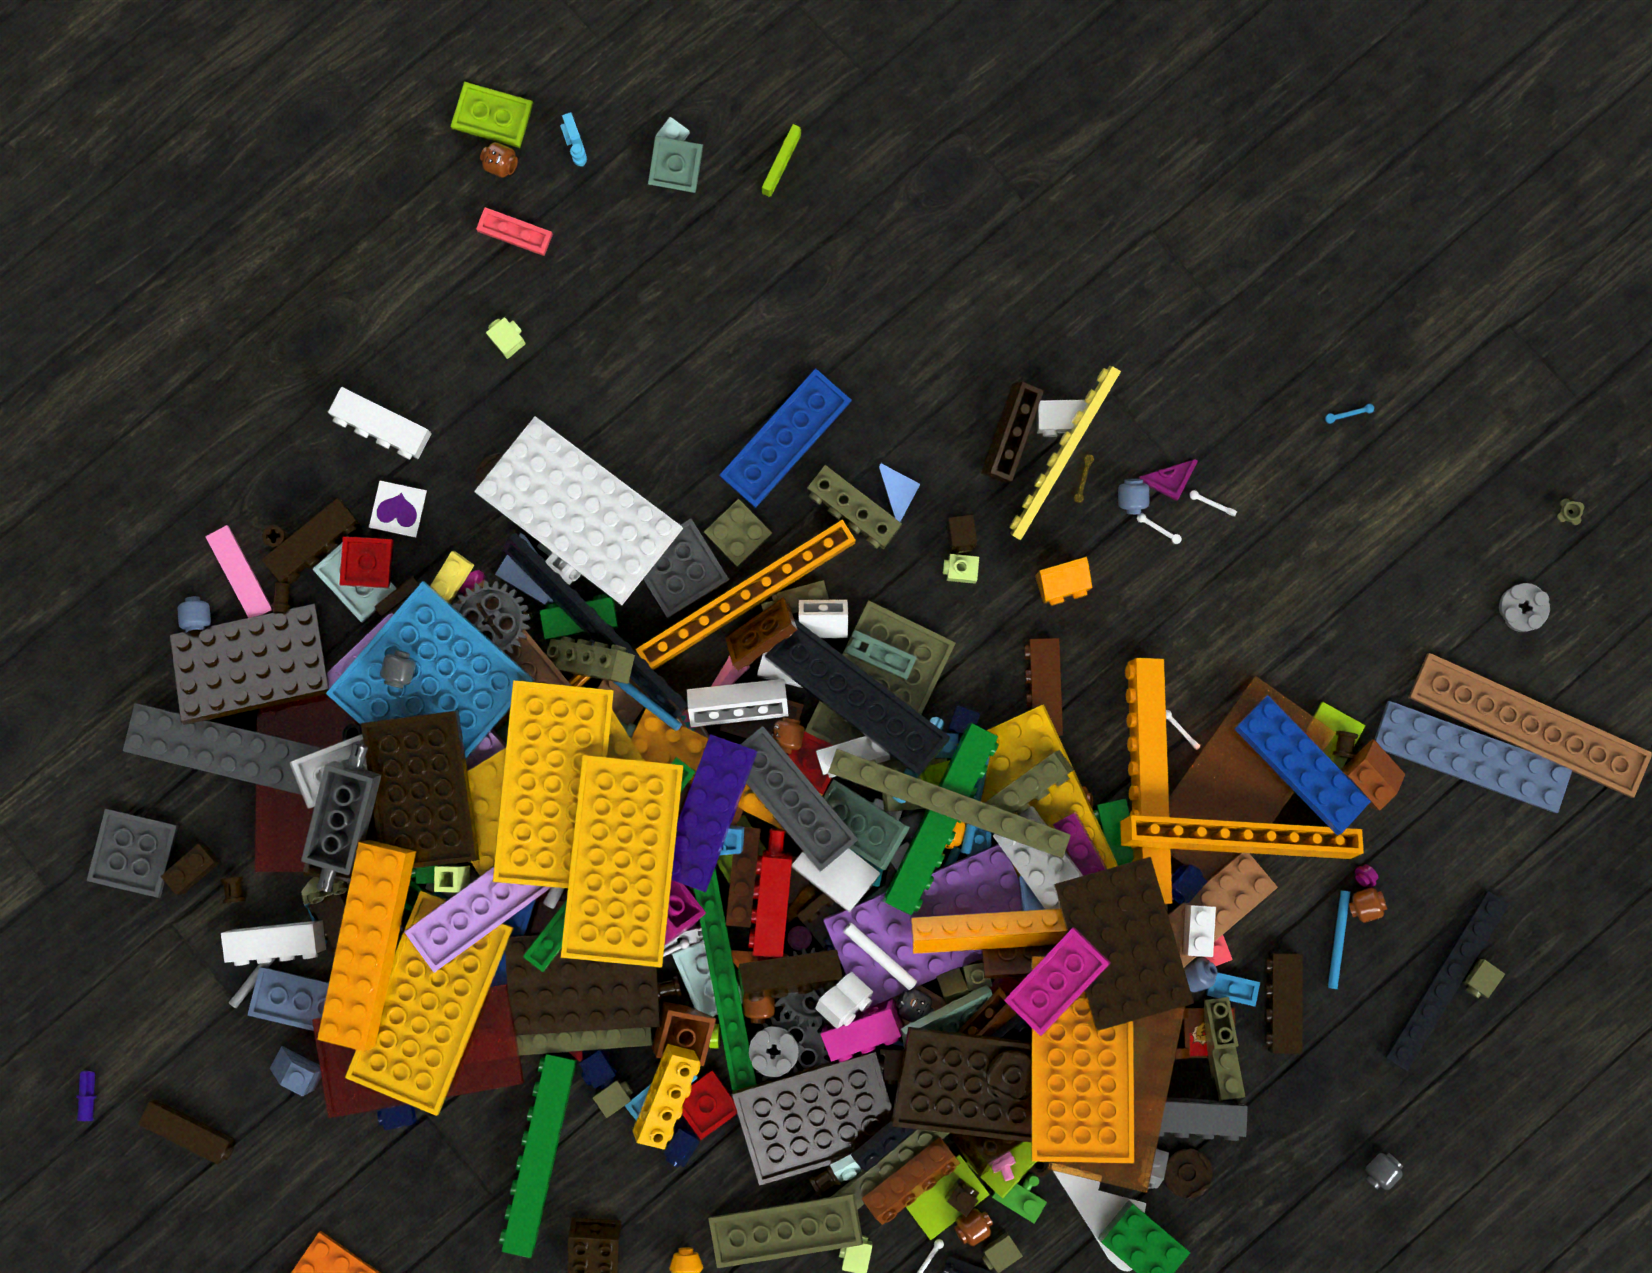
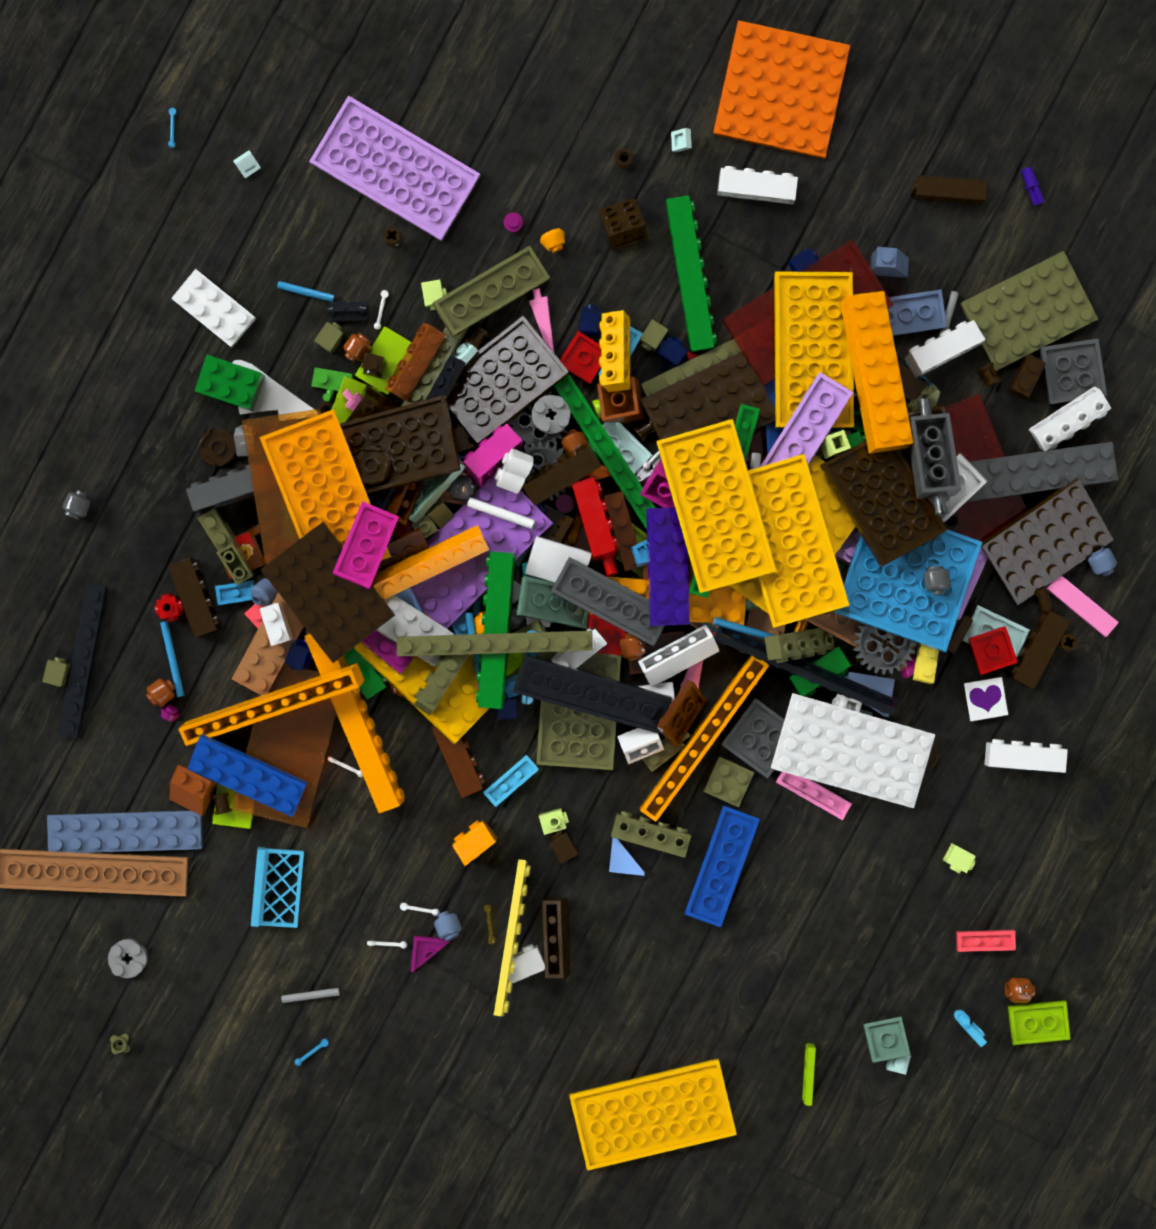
camera: 165 degrees right, 5 degrees up
(153, 947) = (1029, 310): none -> olive plate
(160, 797) = (1069, 419): none -> white brick
(414, 1230) = (757, 185): none -> white brick
(642, 477) = (815, 794): none -> bright pink tile
(736, 1177) = (542, 316): none -> bright pink bar
(881, 655) = (587, 733): sand green plate -> none
(980, 186) = (652, 1114): none -> yellow plate
(992, 635) = (511, 780): none -> medium azure plate
(1311, 999) = (175, 604): none -> red brick
(1325, 479) = (310, 995): none -> light grey bar
(1336, 630) = (260, 887): none -> medium azure fence

